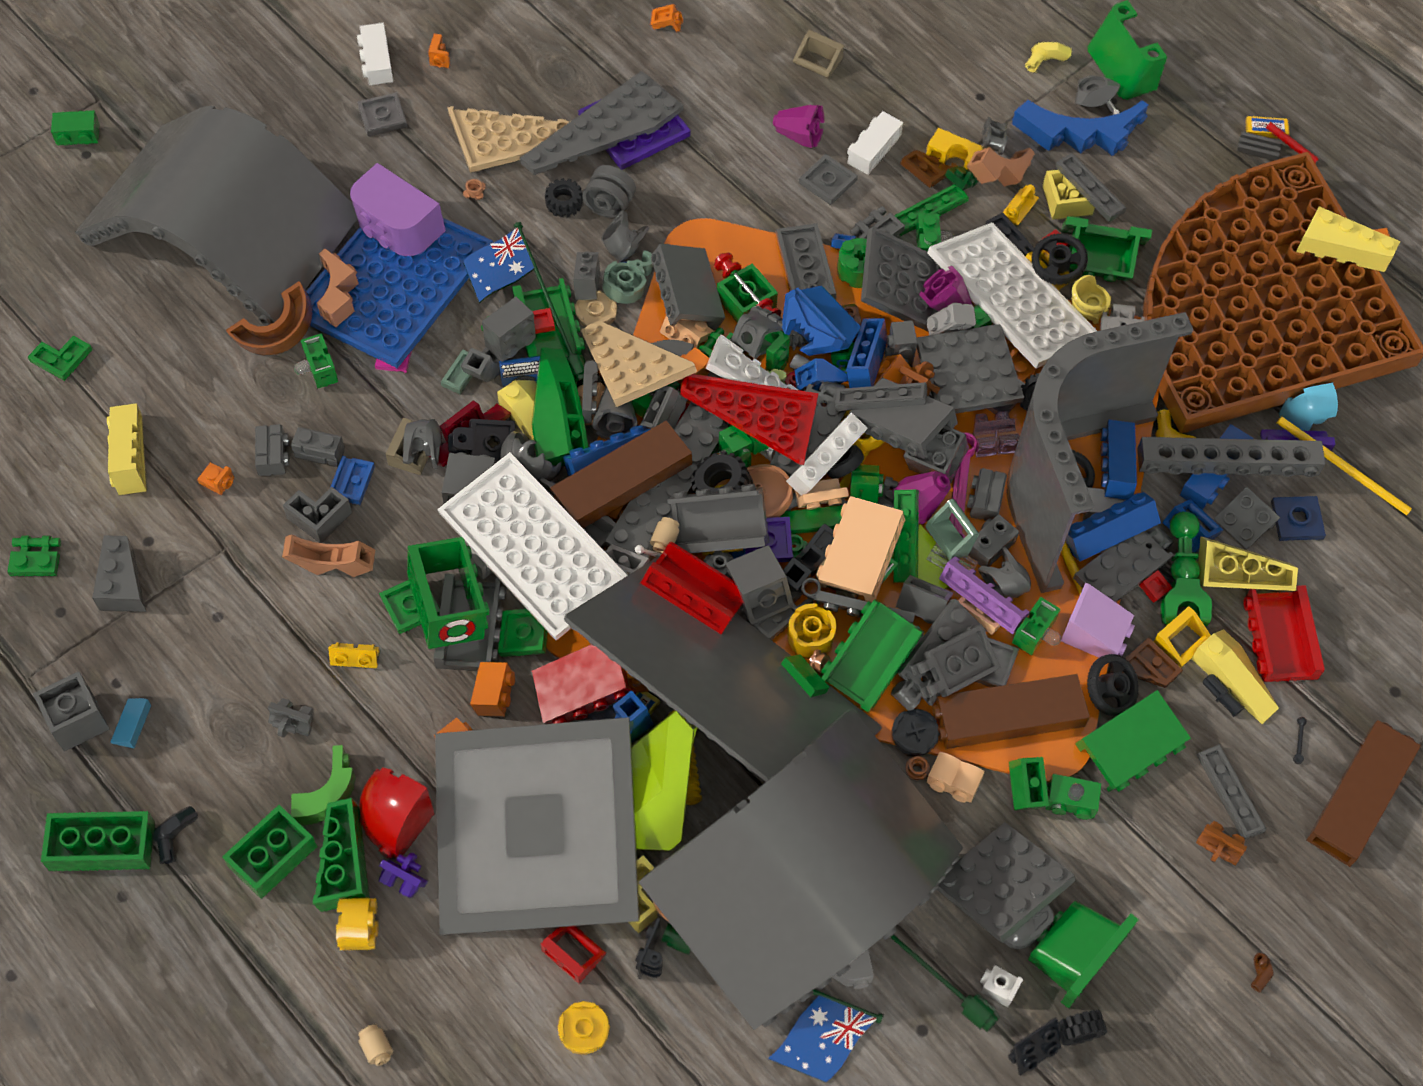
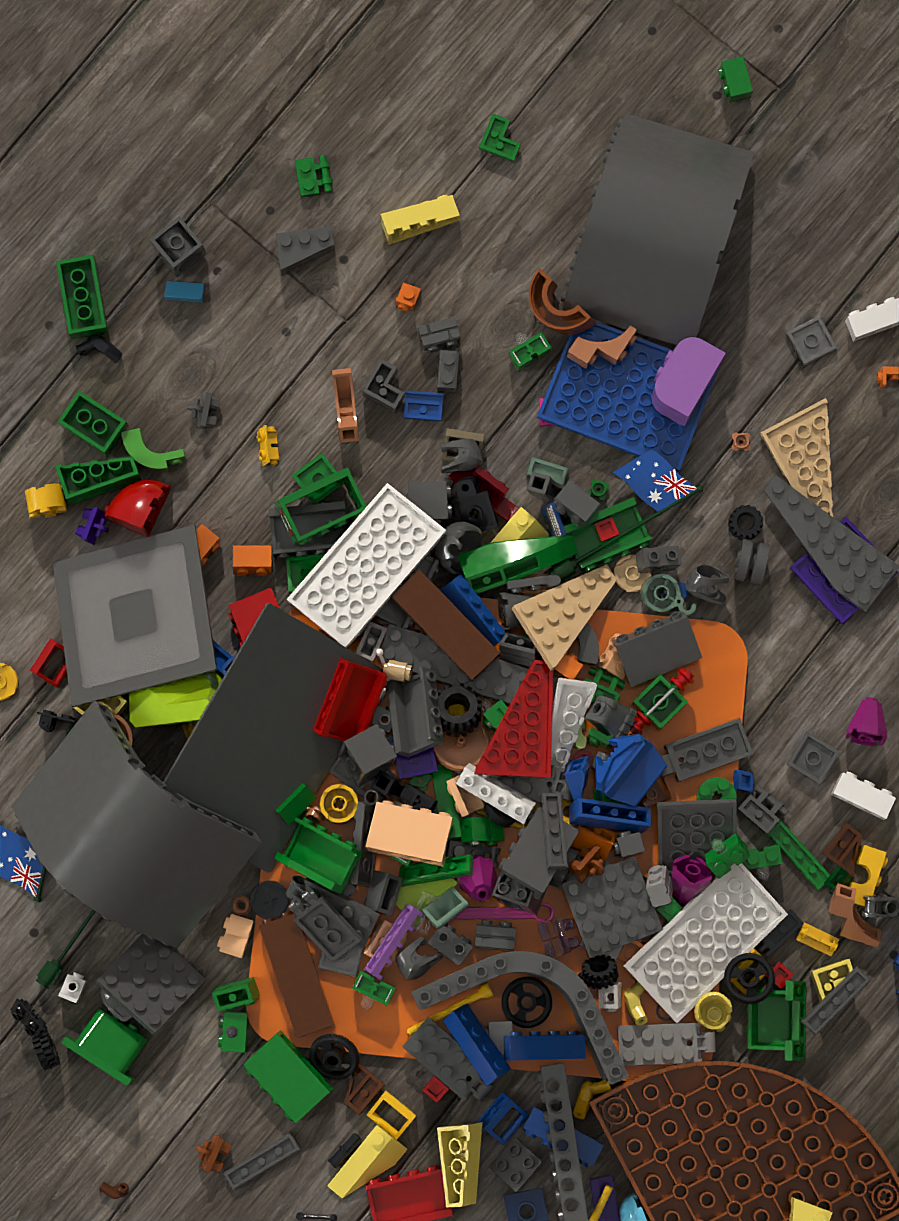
camera: 85 degrees right, 20 degrees up
(925, 251) = (726, 854): none -> green piece
(1098, 624) = (382, 1041): lavender slope -> none
(1185, 572) = (450, 1112): green piece -> none

